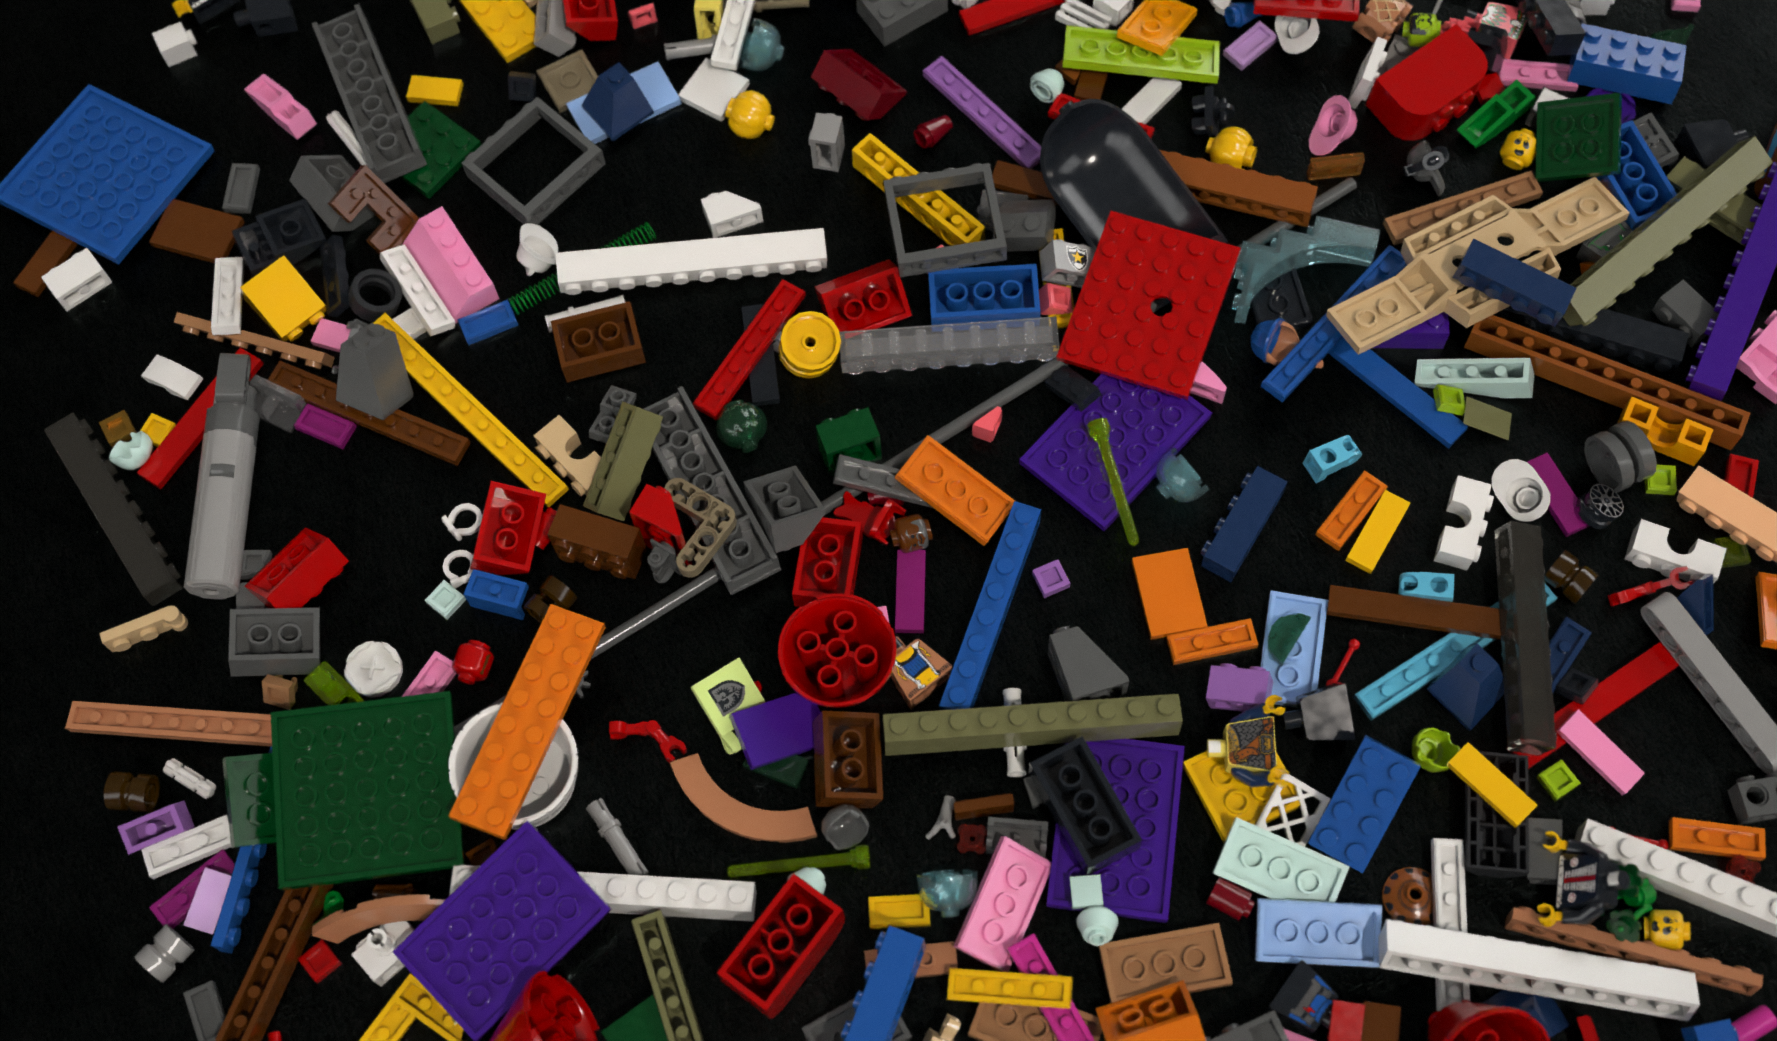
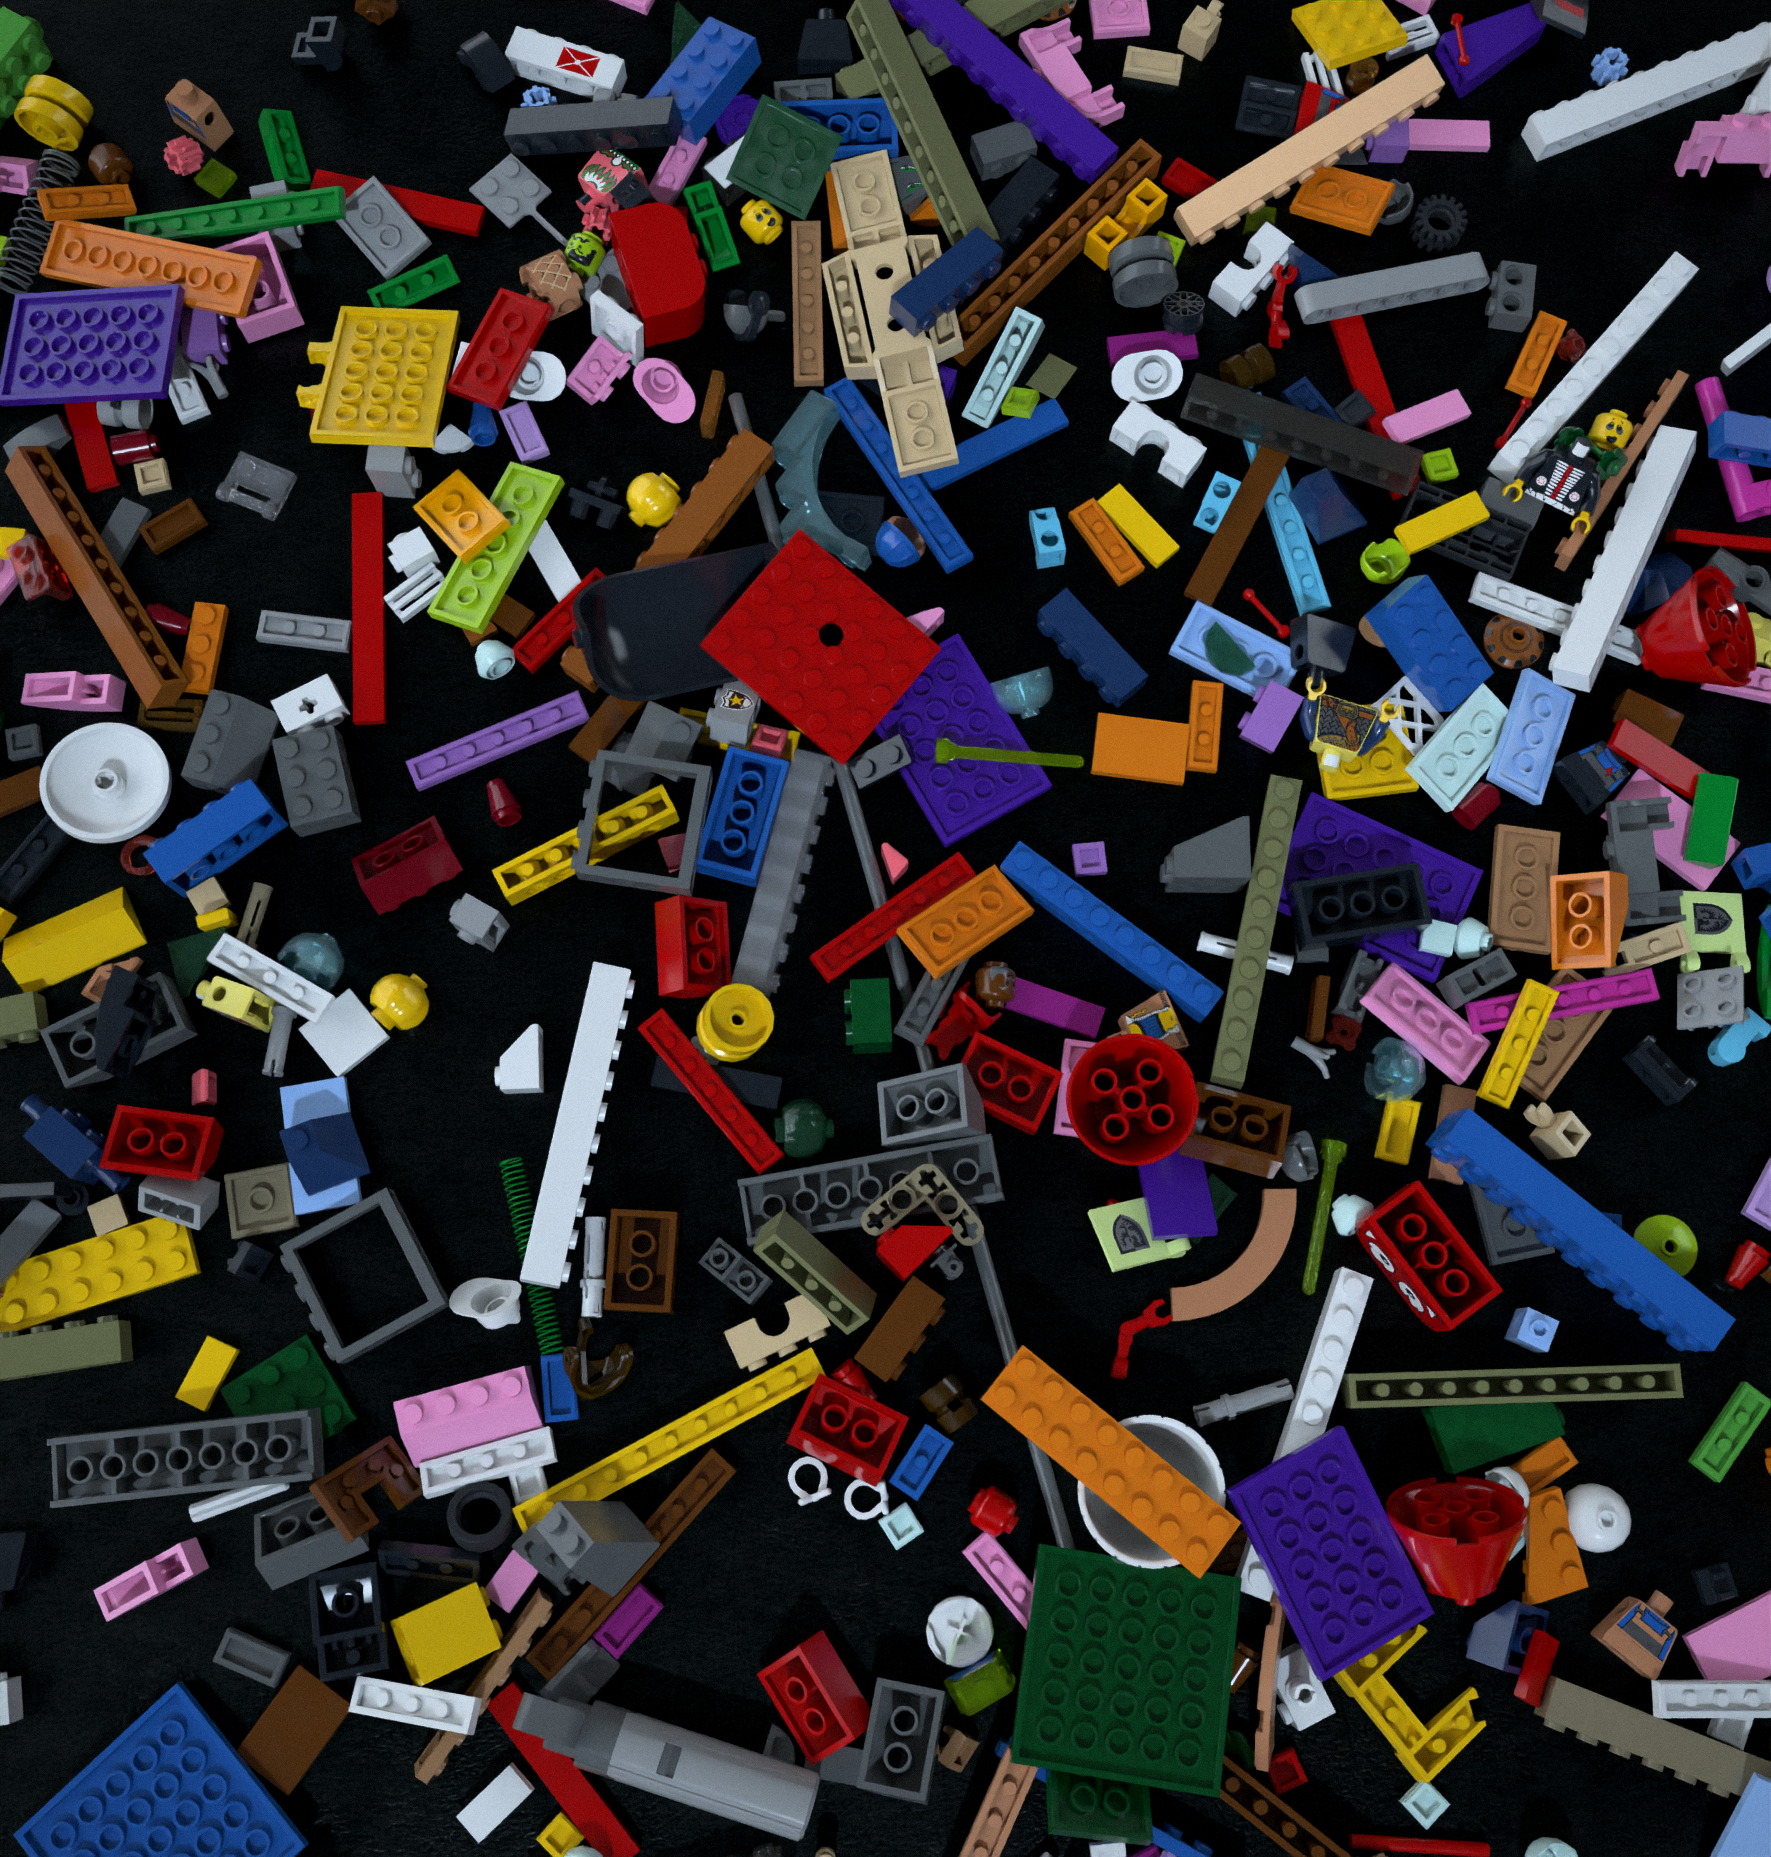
camera: 80 degrees left, 10 degrees up
(505, 334) = (579, 1371): none -> dark brown helmet
(923, 422) = (883, 922): none -> red plate
(1059, 937) = (1476, 979): none -> dark grey brick
(1326, 75) = (597, 370): none -> bright pink bracket

